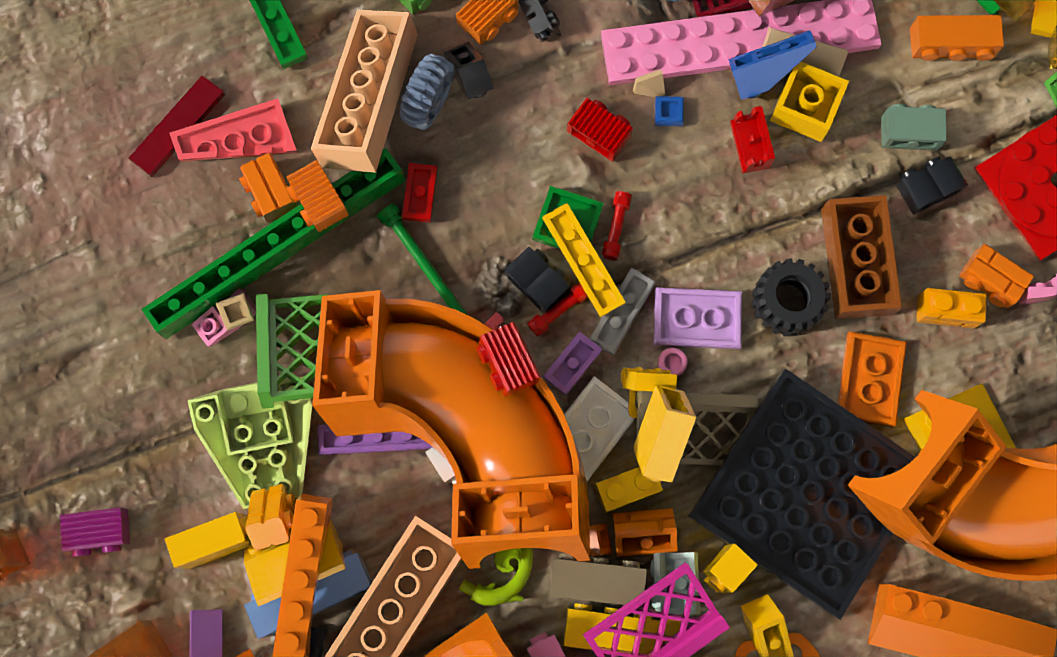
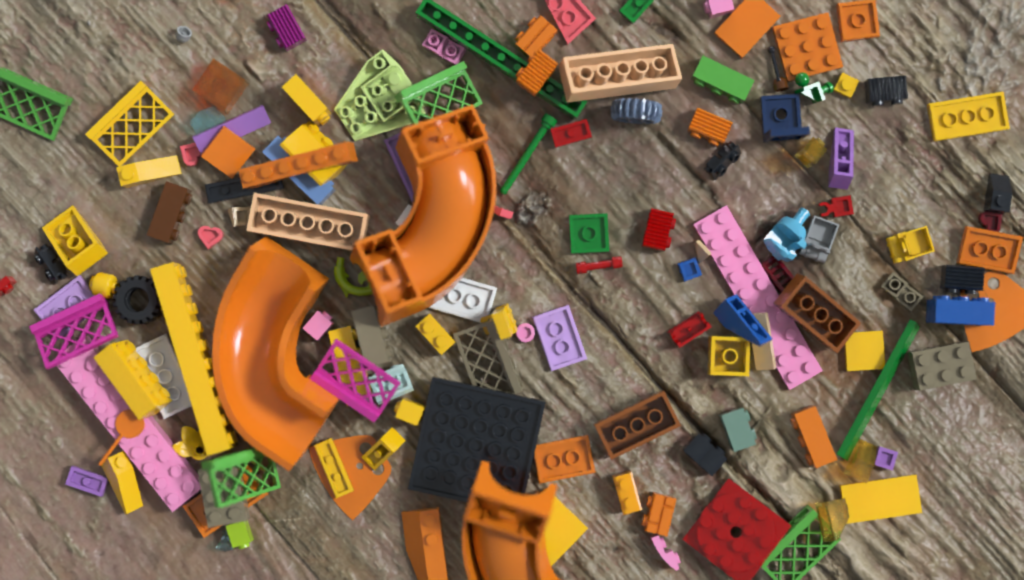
camera: 65 degrees right, 10 degrees up
(235, 311) = (448, 52): tan slope -> none
(270, 516) = (334, 128): light orange brick -> none
(470, 70) = (664, 130): black slope -> none
(508, 359) = (476, 231): red brick -> none
(536, 279) = (543, 229): black brick -> none
(539, 324) = (516, 241): red bar -> none
(572, 363) = (499, 271): medium lavender plate -> none
(583, 260) = (565, 253): yellow plate -> none
(599, 540) = (398, 328): orange plate -> none
(616, 324) = (545, 289): light grey tile -> none
(645, 532) = (413, 354): orange brick -> none
(664, 433) = (471, 341): yellow brick -> none
(806, 281) = (603, 404): black tyre -> none

